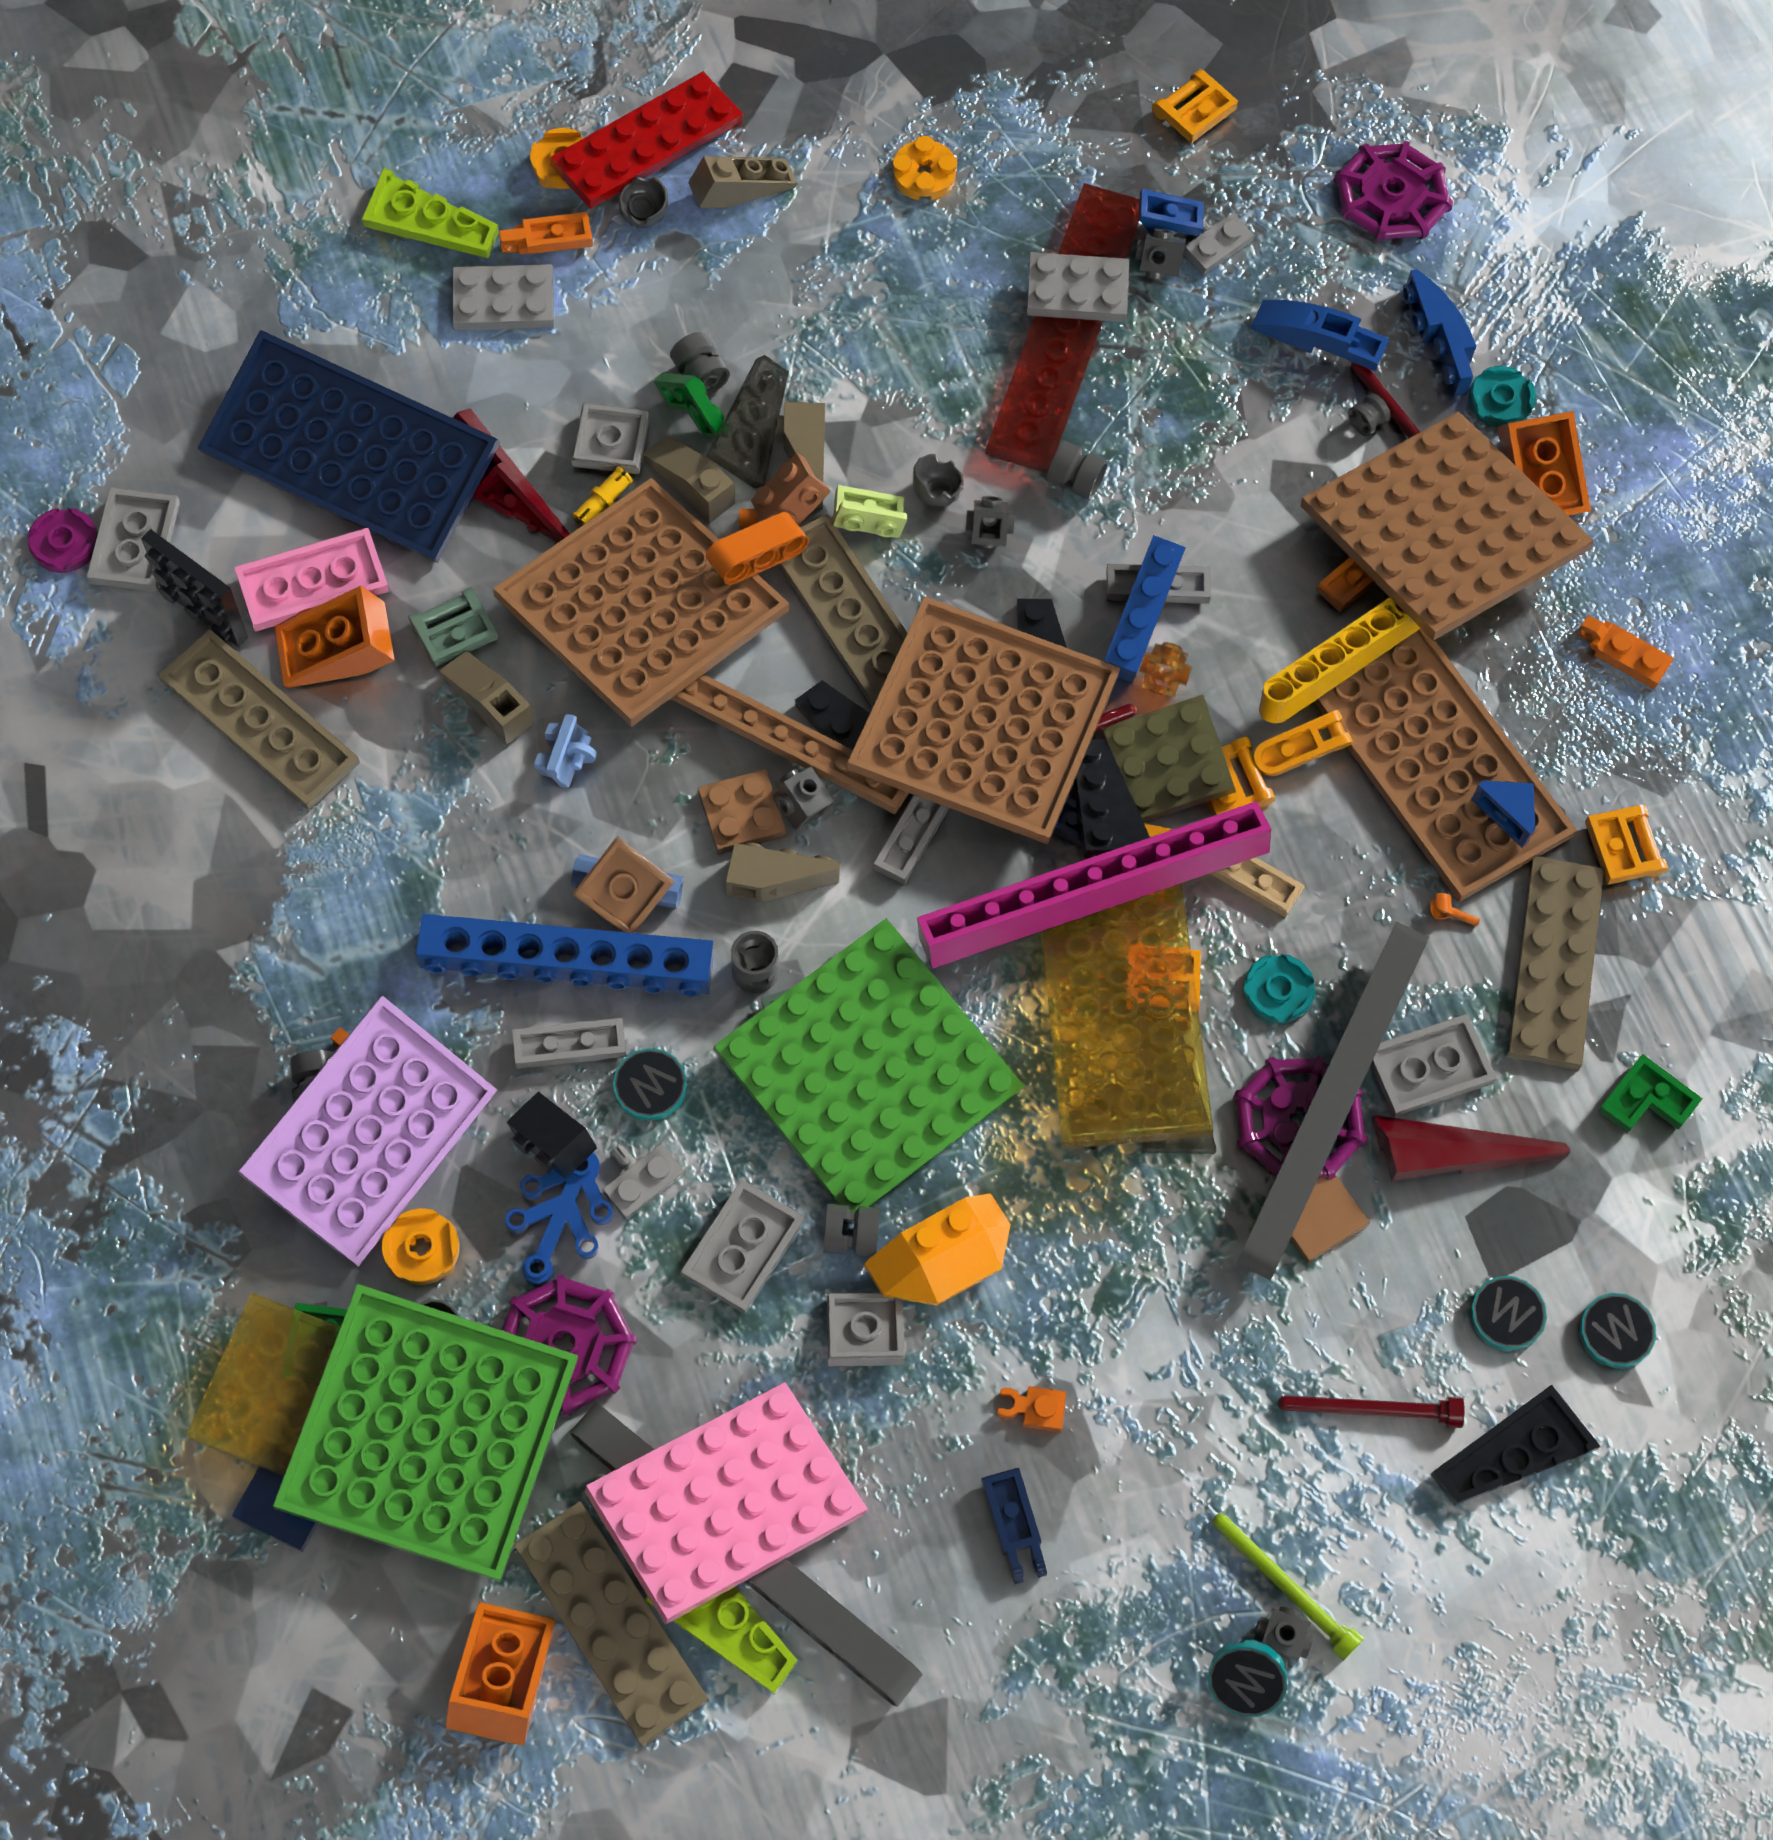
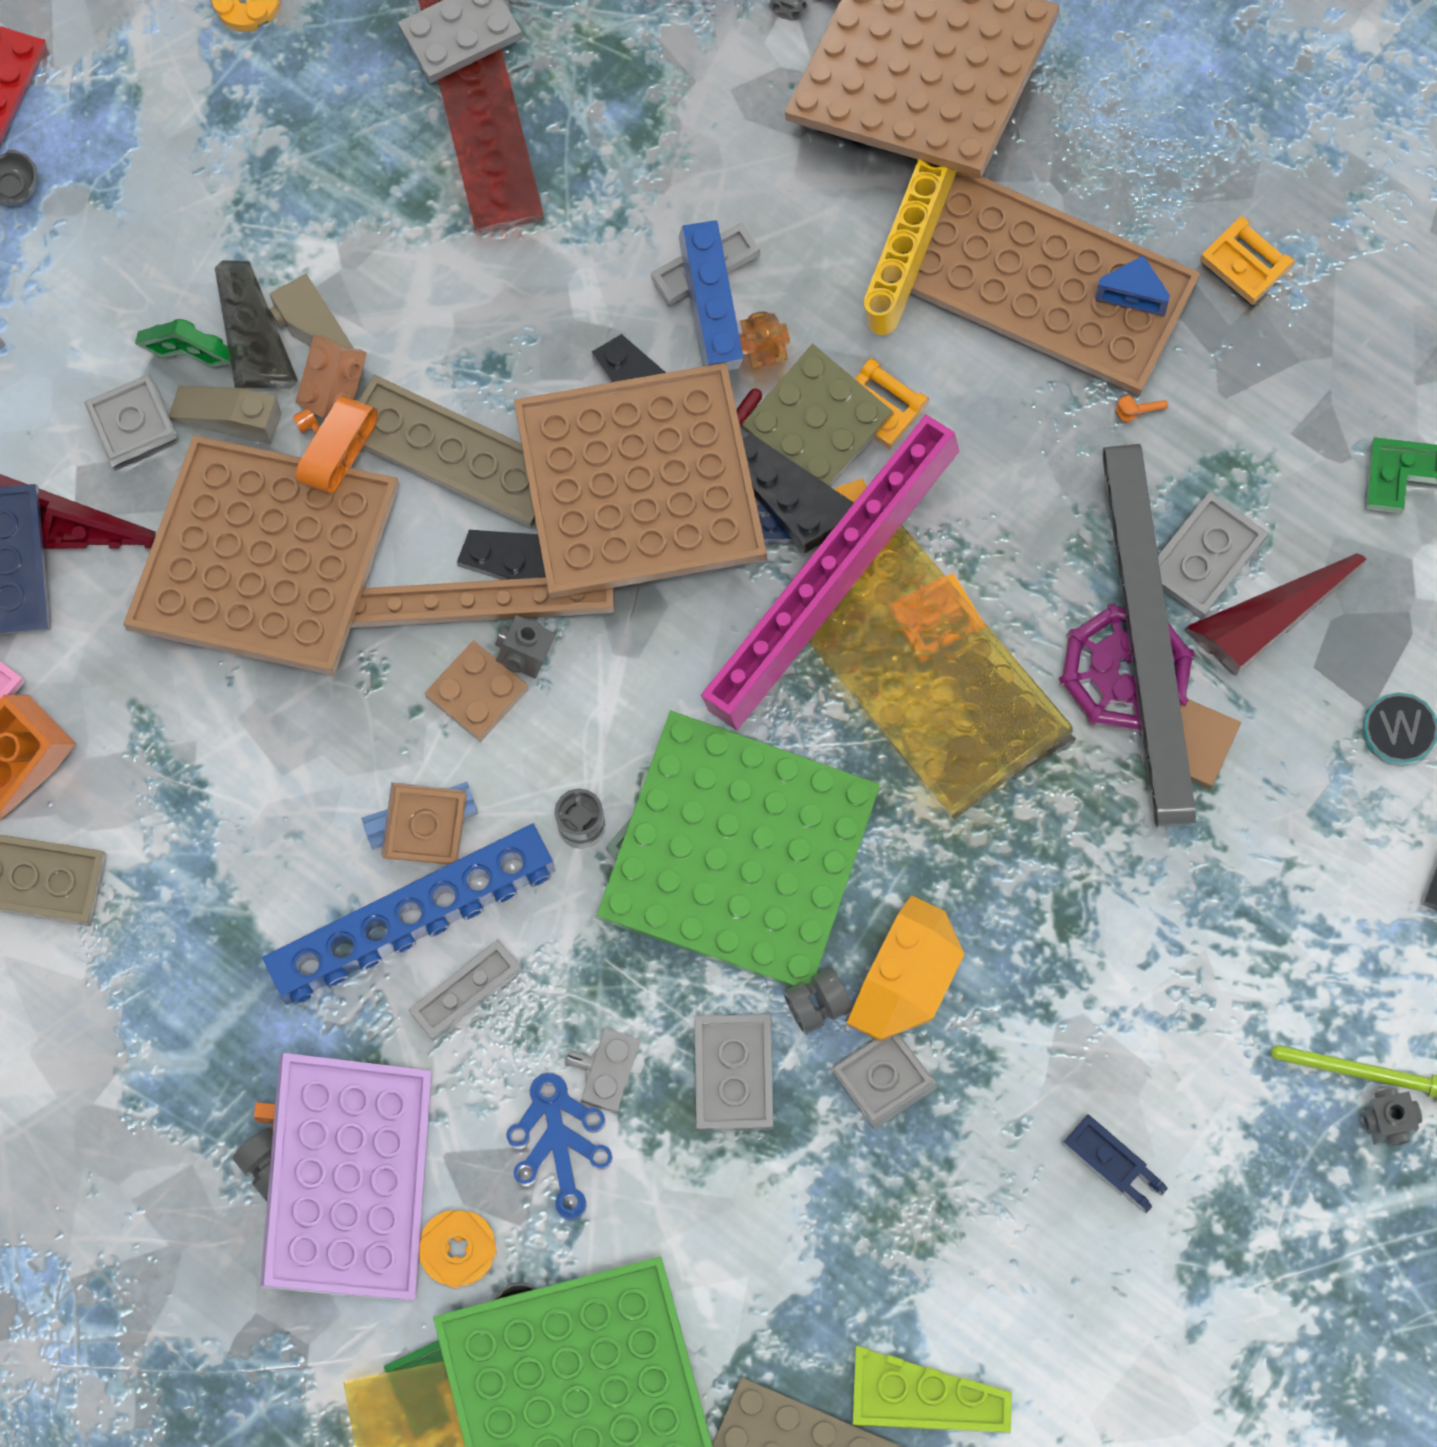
camera: 25 degrees left, 5 degrees up
(456, 635) = (115, 685): sand green plate -> none
(489, 696) = (182, 723): dark tan slope -> none
(550, 1135) = (507, 1081): black brick -> none
(569, 751) = (290, 729): light blue hips -> none
(584, 1333) = (640, 1229): magenta plate -> none
(602, 496) = (160, 479): yellow pin -> none
(650, 1084) = (559, 982): black tile -> none
(699, 357) = (162, 301): dark grey wheel -> none
(725, 1502) = (867, 1300): bright pink plate -> none
(738, 180) = (84, 106): dark tan slope -> none
(772, 874) = (539, 733): dark tan slope -> none
(780, 1584) = (908, 1331): dark grey beam -> none
(869, 511) = (410, 350): yellowish green bracket -> none
(910, 839) = (640, 627): light grey plate -> none
(937, 481) = (452, 285): dark grey hair -> none
(994, 533) = (524, 296): dark grey brick -> none
(1041, 1407) = (1070, 1053): orange plate -> none
(1077, 470) = (569, 202): dark grey wheel -> none
(1247, 1678) = (1386, 1169): tile -> none
(1262, 884) = (969, 481): tan tile -> none
(1279, 989) = (1038, 565): teal tile -> none
(1301, 745) = (922, 338): light orange plate -> none
(1345, 584) = (866, 169): orange hinge -> none
(1446, 1411) = (1404, 843): dark red piece -> none
(1555, 963) = (1252, 400): dark tan plate -> none
(1625, 651) = (1141, 86): orange hinge -> none

